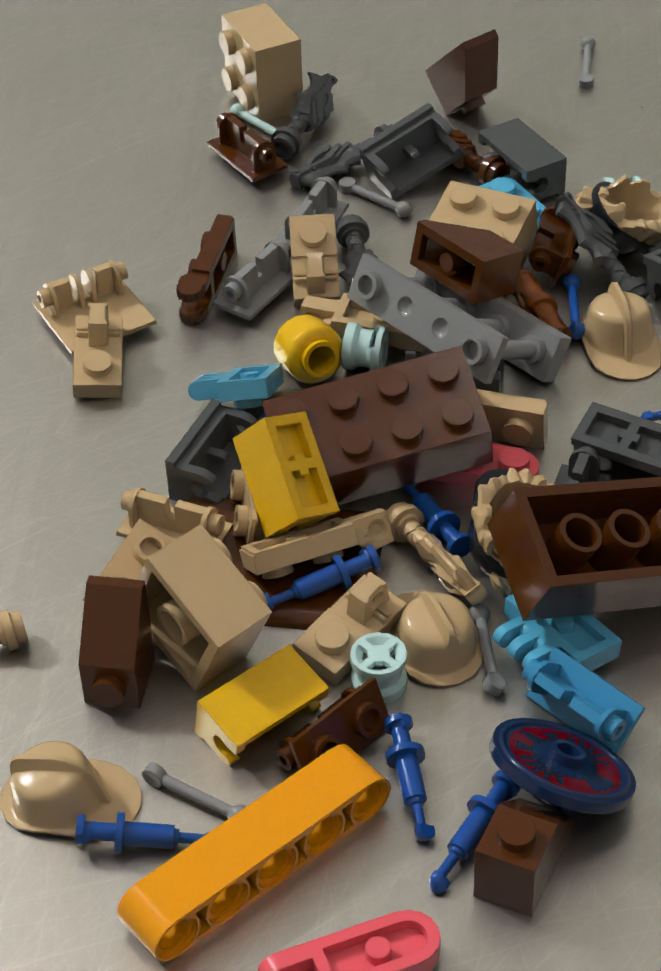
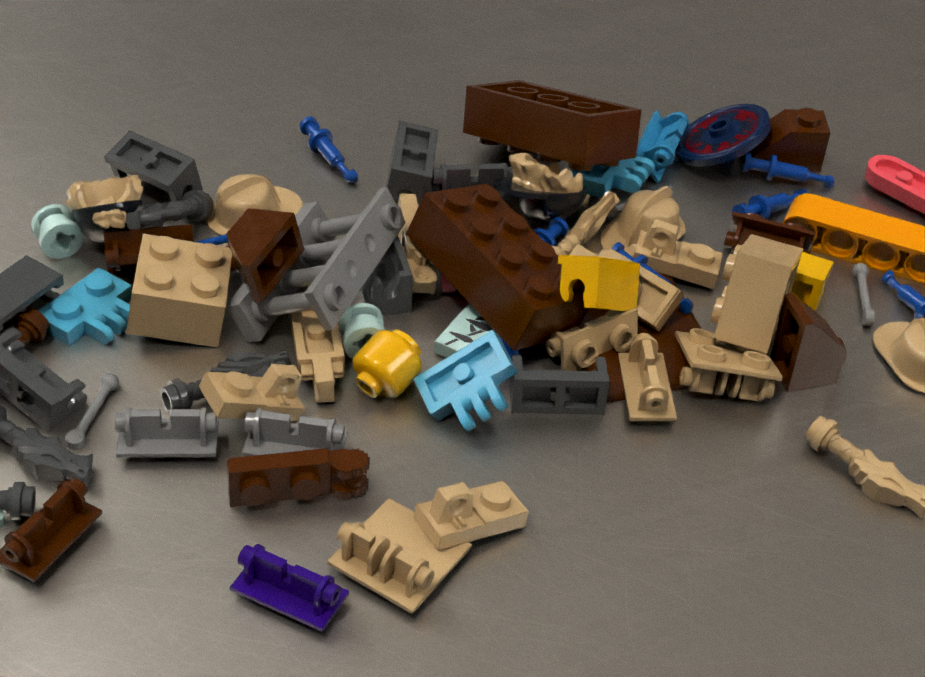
camera: 120 degrees left, 0 degrees up
(119, 242) = (287, 588): none -> dark purple hinge
(383, 658) = (704, 228): light aqua wheel -> none

